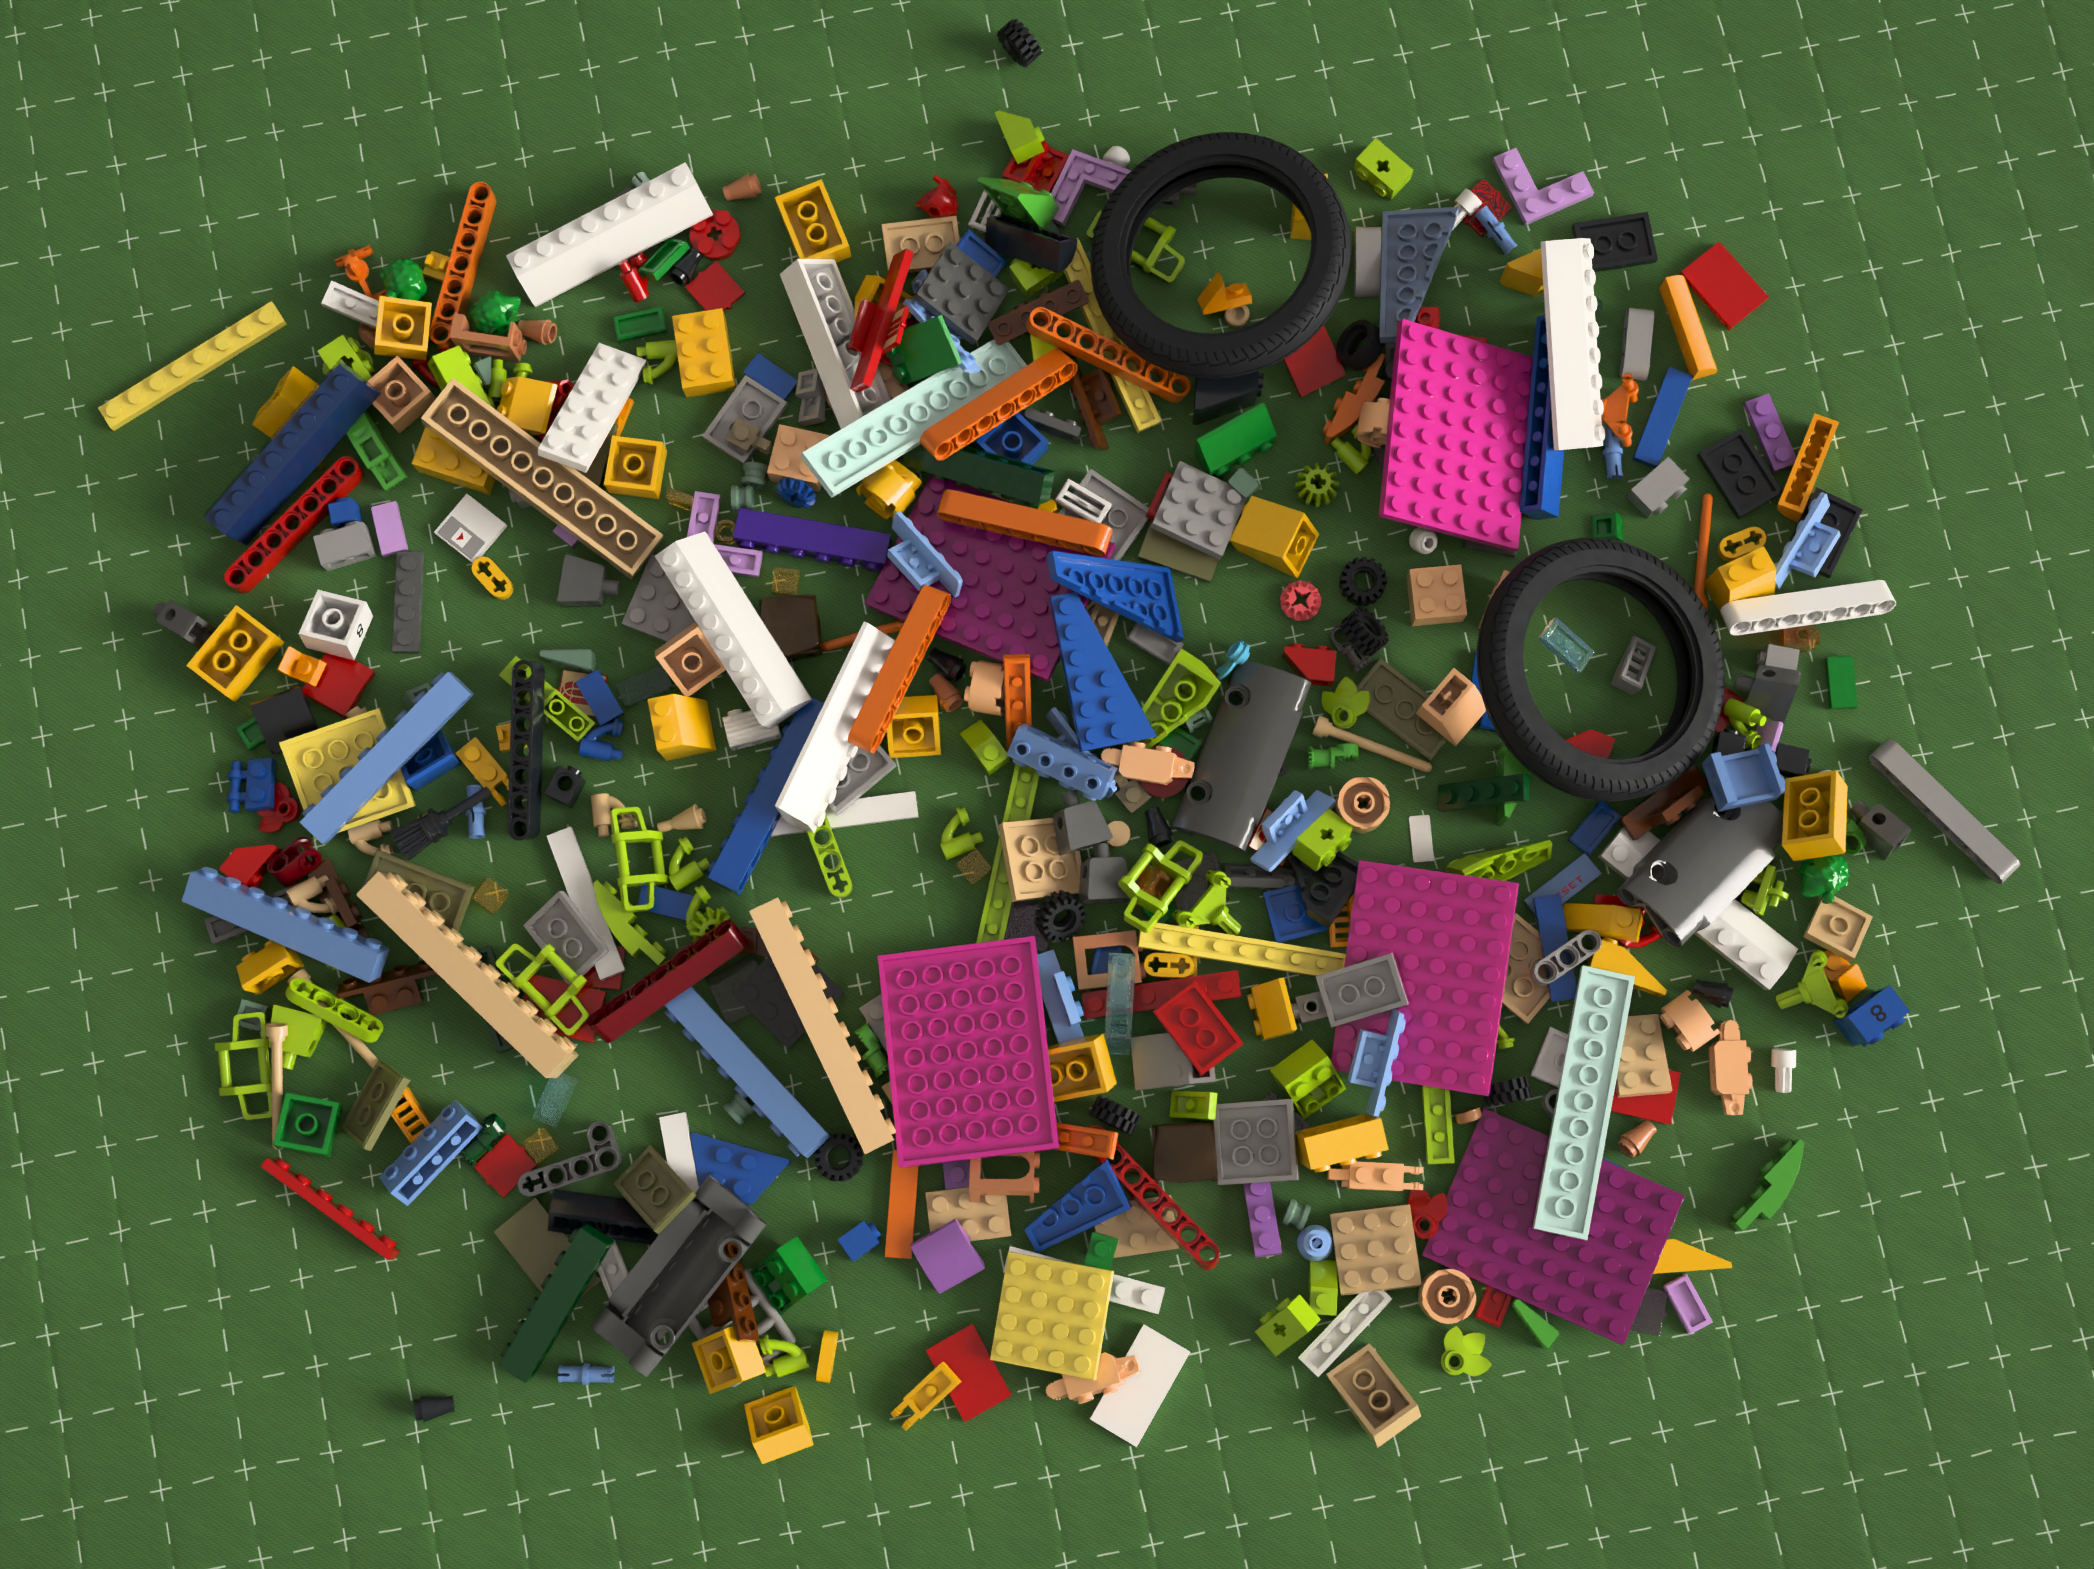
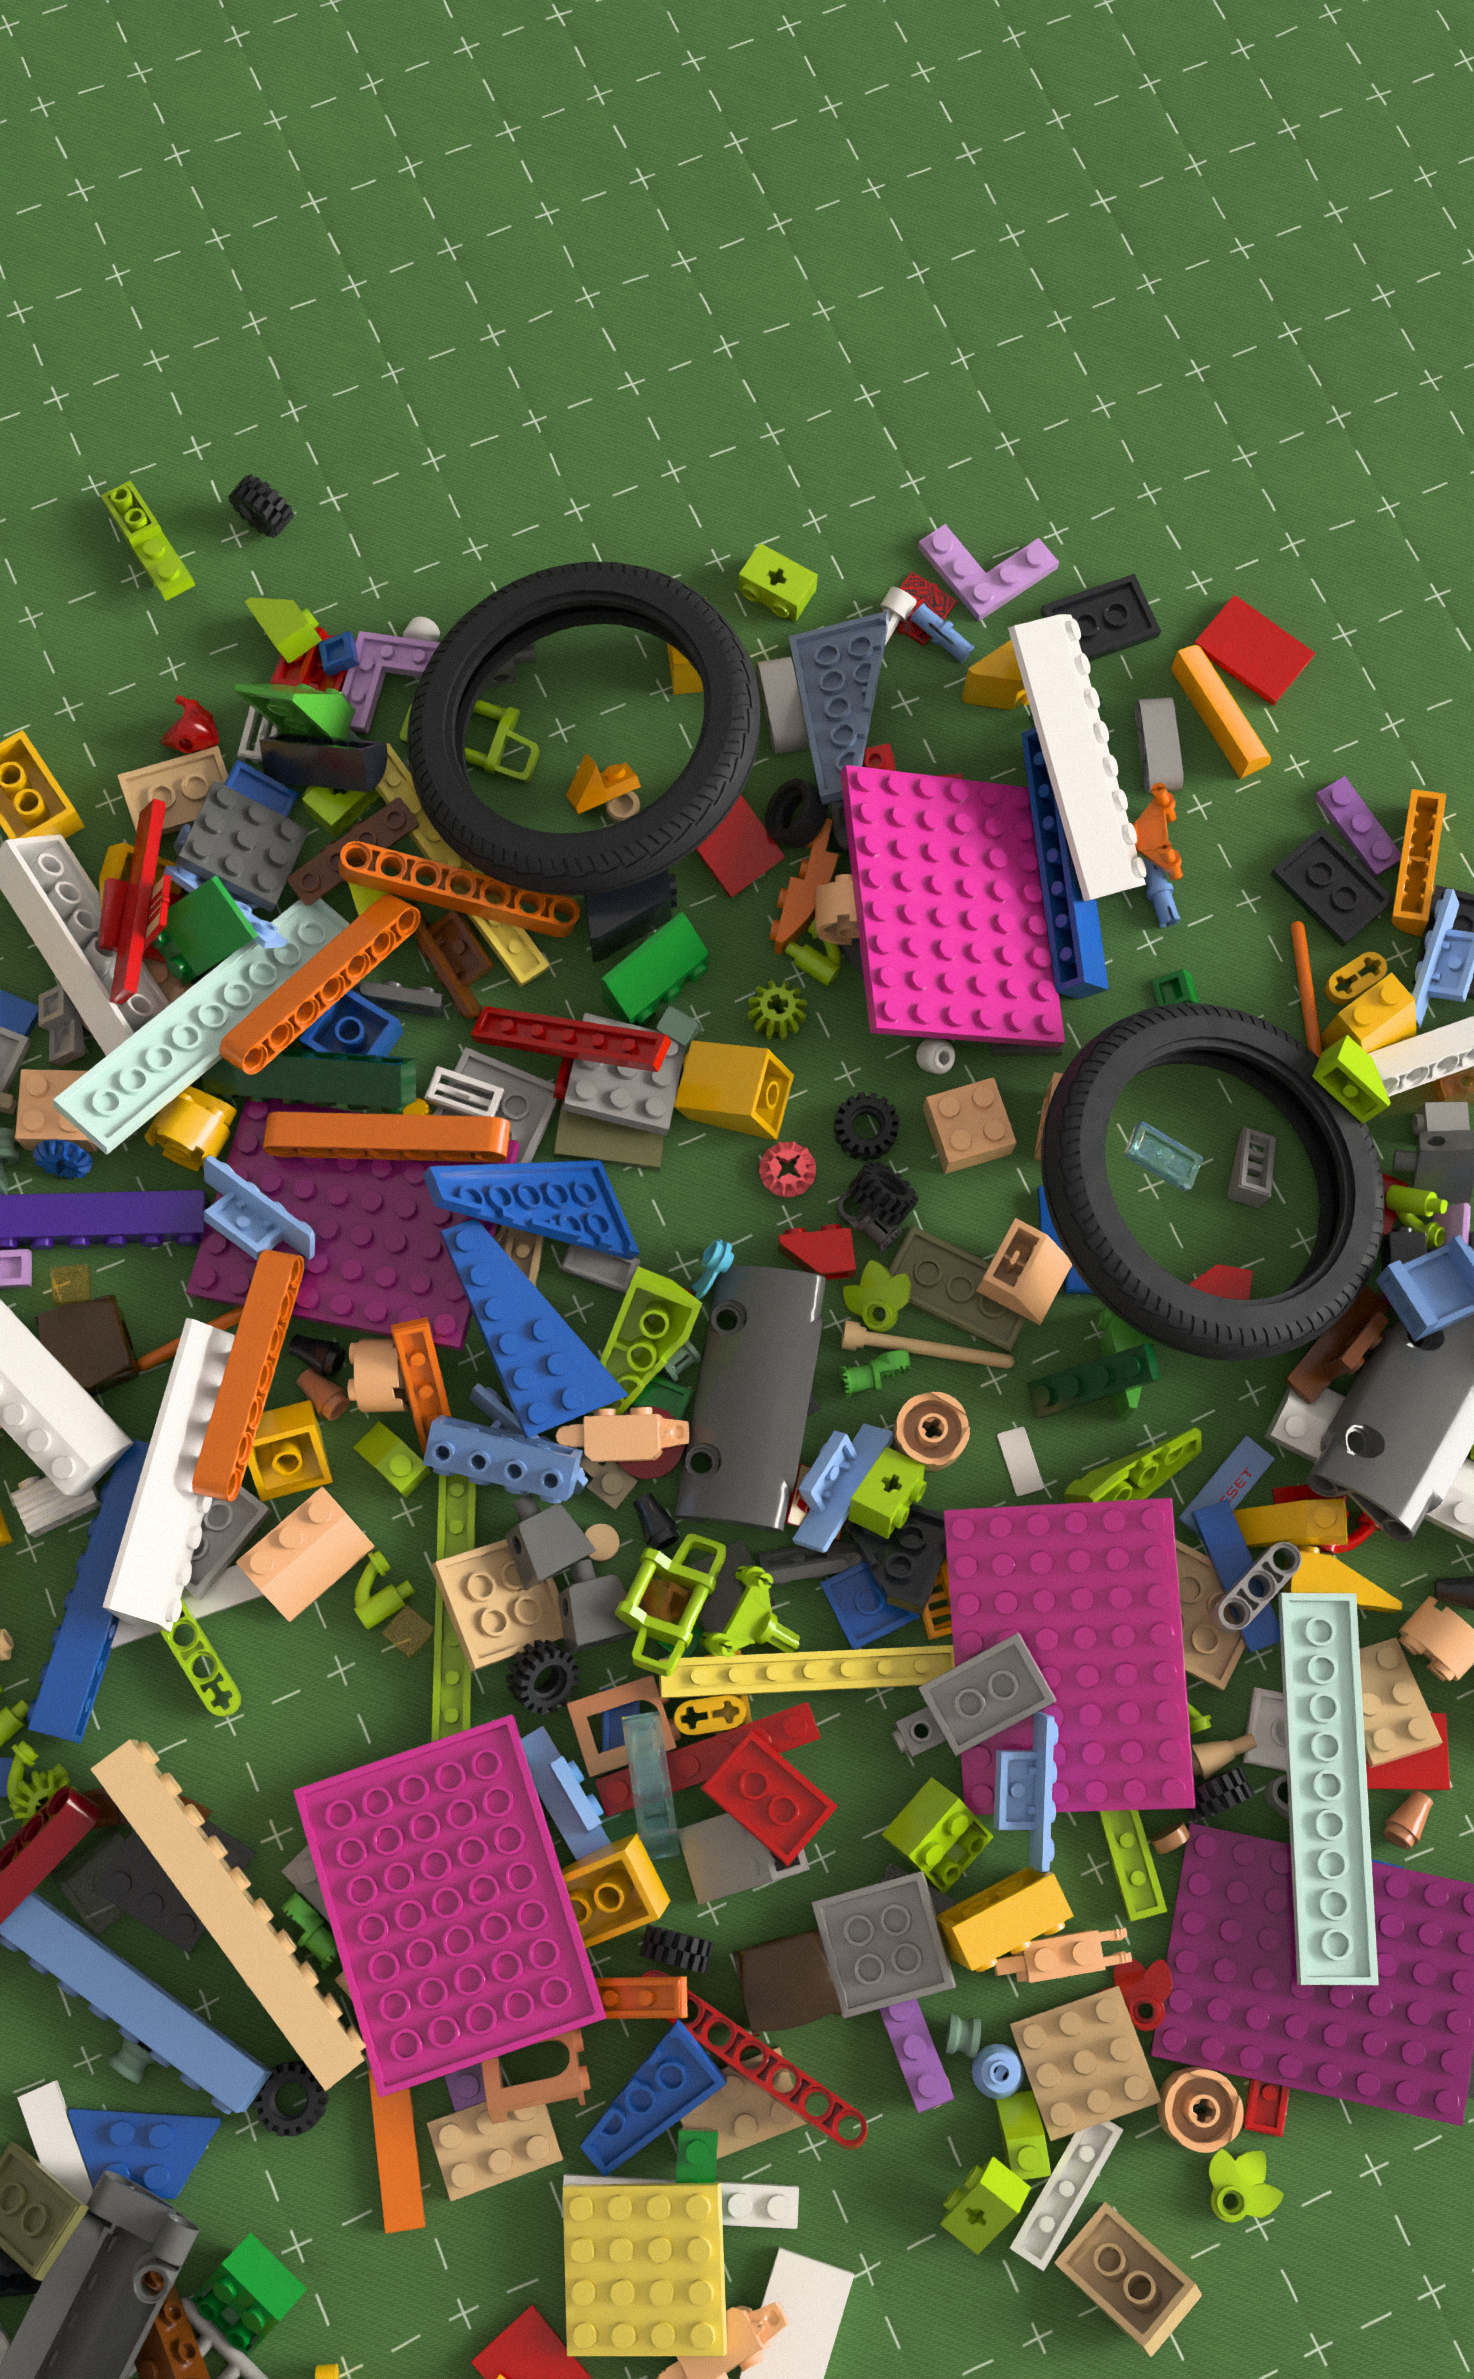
camera: 20 degrees left, 5 degrees down
(860, 1240) = (344, 2217): blue brick -> none
(914, 799) = (305, 1554): none -> light nougat slope
(933, 53) = (147, 541): none -> lime slope
(947, 1256) = (476, 2212): medium lavender slope -> none
(1023, 924) = (494, 1701): piece -> none
(1054, 163) = (338, 653): none -> blue tile
(1166, 478) = (571, 1038): none -> red plate
(1193, 1105) = (785, 1909): lime slope -> none
(1271, 1009) = (867, 1747): yellow slope -> none
(1508, 1067) = (1212, 1756): none -> tan cone
(1537, 1326) = (1338, 2126): bright green slope -> none
(1594, 828) = (1251, 1398): blue tile -> none
(1658, 487) = (1230, 925): light grey brick -> none
(1662, 417) = (1214, 834): blue tile -> none
(1717, 617) = (1352, 1079): none -> lime slope

